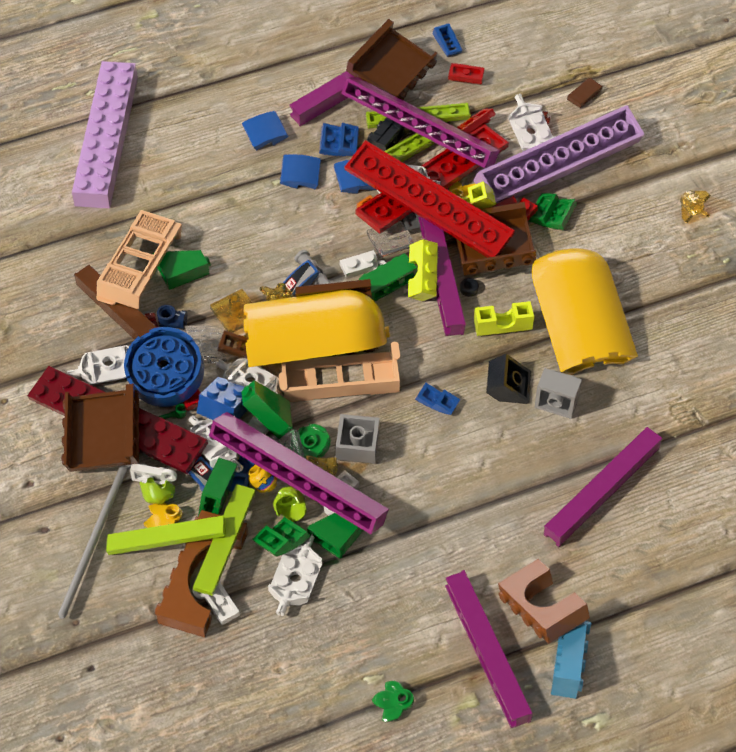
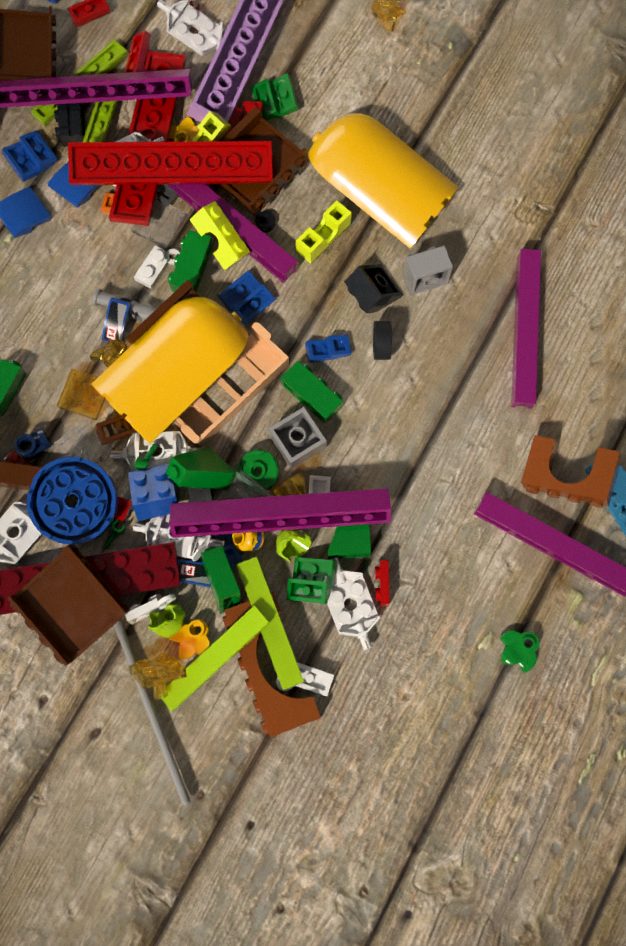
camera: 40 degrees left, 20 degrees up
(118, 514) = (157, 673): none -> clear yellow plate
(232, 377) = (142, 463): none -> green hand
(332, 579) = (382, 592): none -> red plate
(398, 418) = (312, 391): none -> green brick
(408, 326) = (246, 297): none -> blue slope
(480, 417) = (382, 340): none -> black tyre

